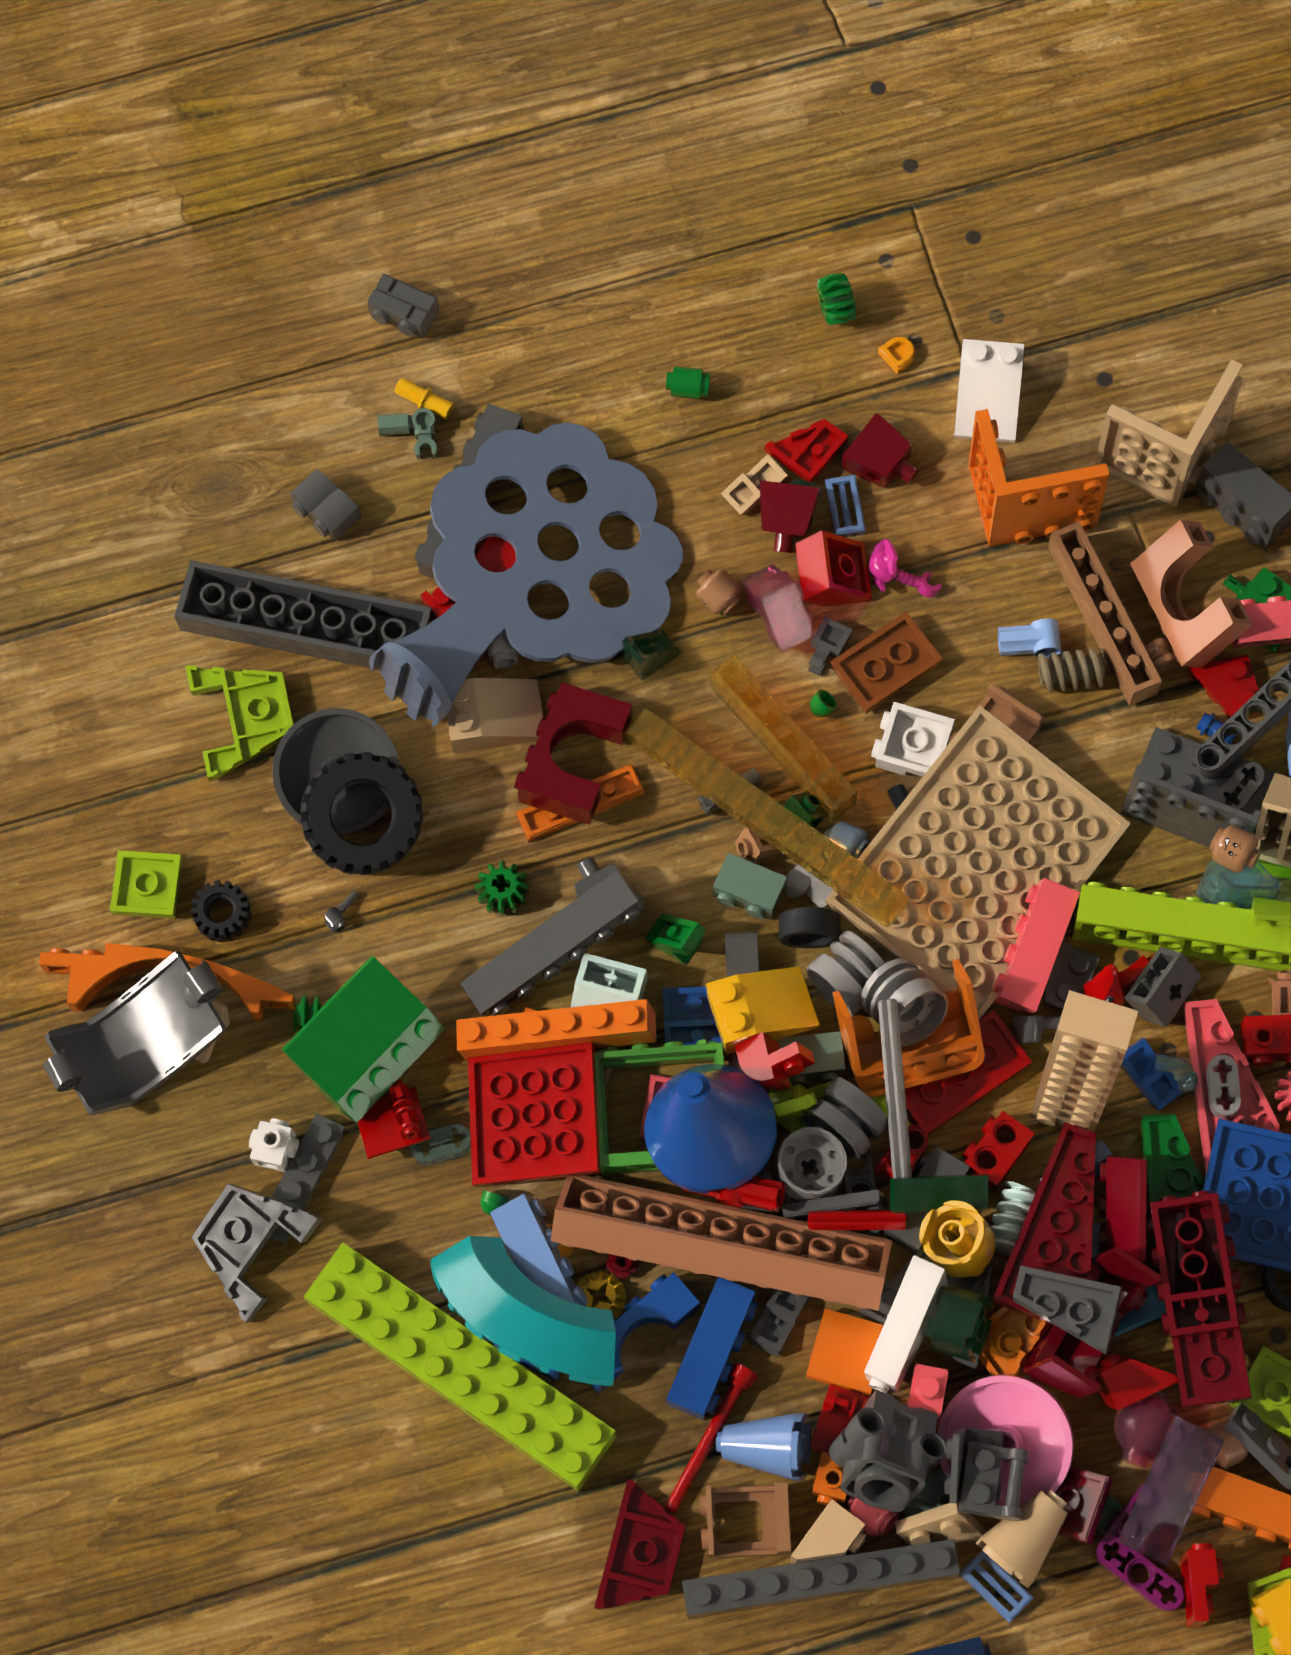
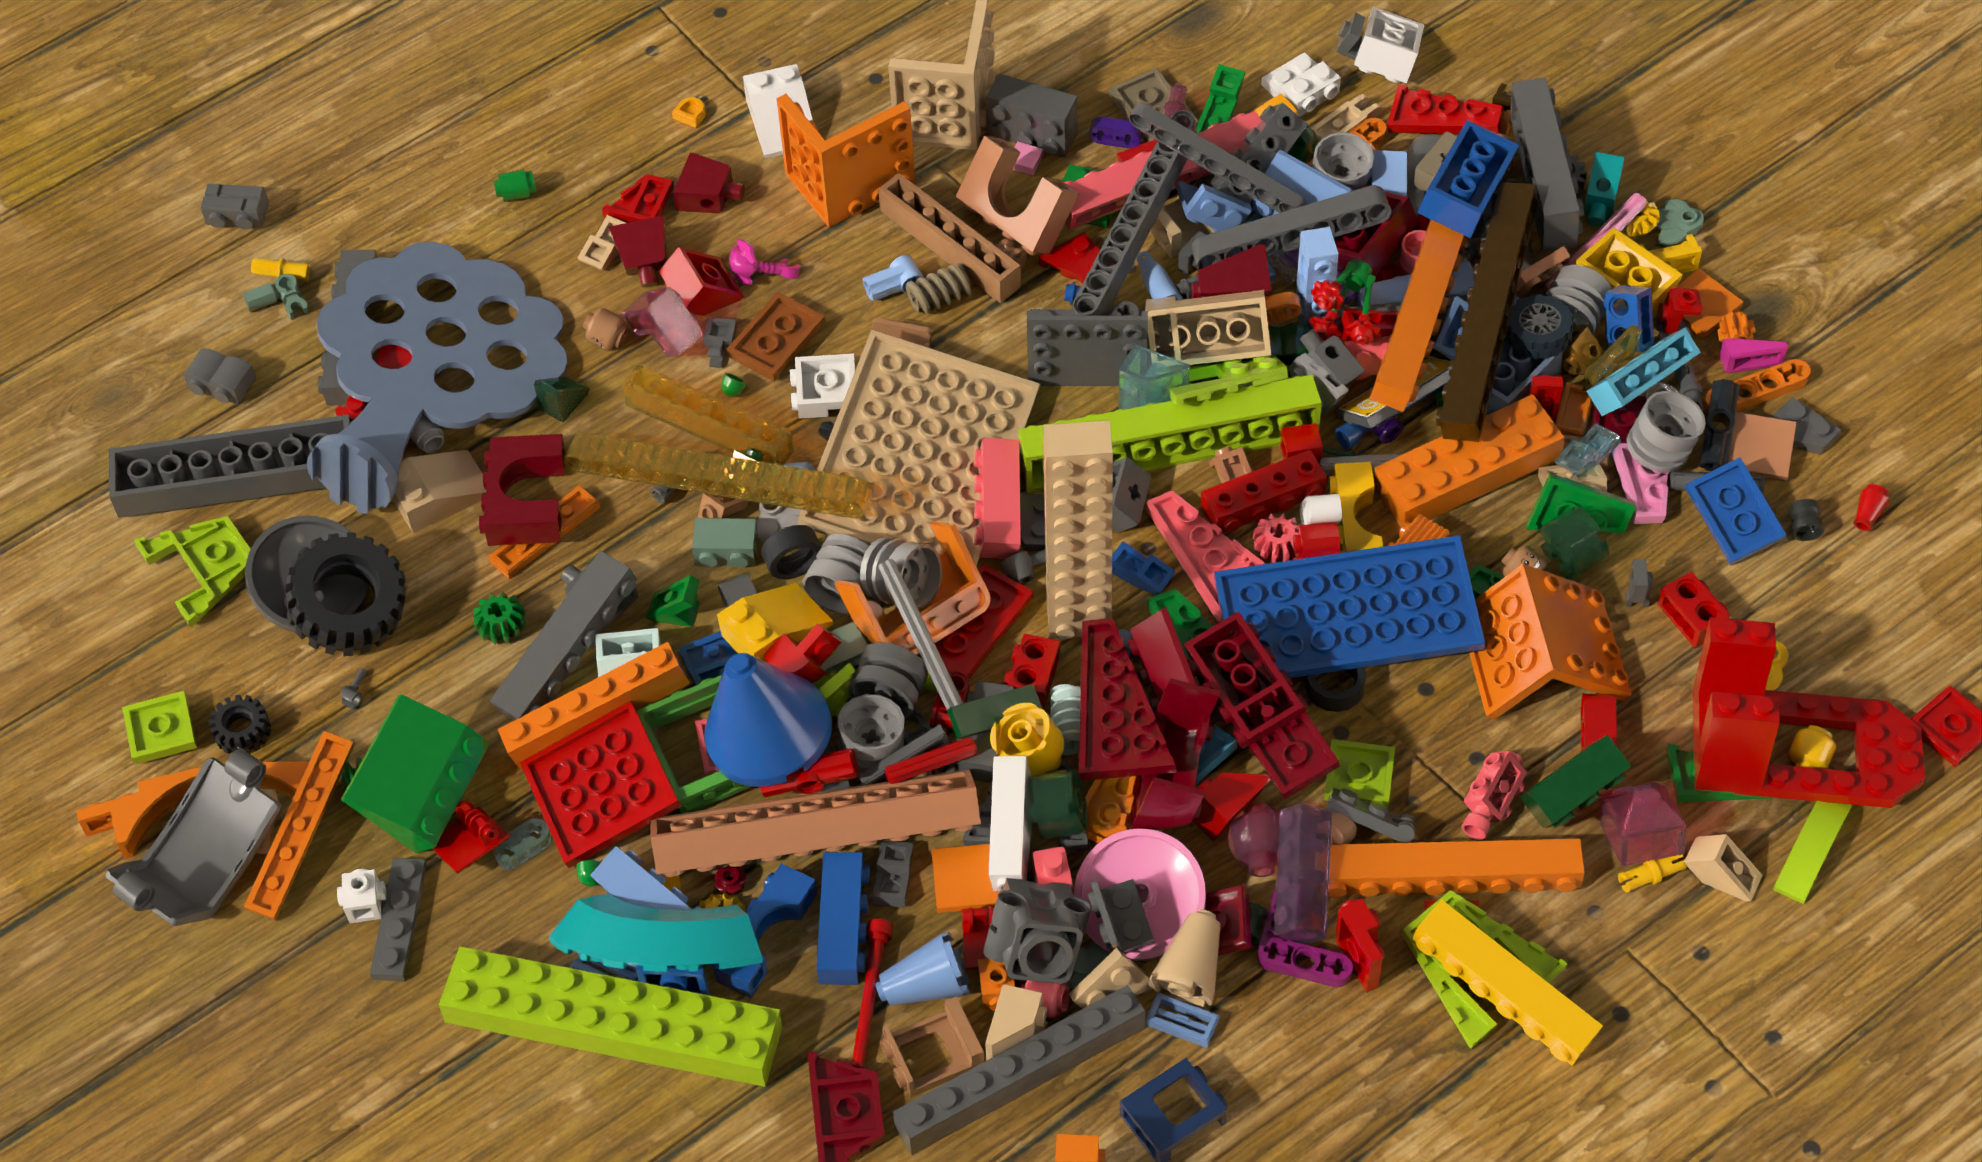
camera: 25 degrees left, 15 degrees down
(237, 1232) = (354, 978): wing -> none
(239, 1050) = (299, 825): none -> orange plate
(836, 299) = (620, 83): green gear -> none
(848, 530) = (670, 224): medium blue tile -> none
(982, 1477) = (1132, 921): dark grey plate -> none
(1071, 1303) = (1148, 745): dark grey wing -> none
(1180, 1069) = (1165, 550): clear light blue arm -> none
(1215, 1086) = (1213, 548): light grey beam -> none
(1224, 538) = (1028, 158): none -> bright pink tile
(1235, 848) = (1137, 344): medium nougat head -> none

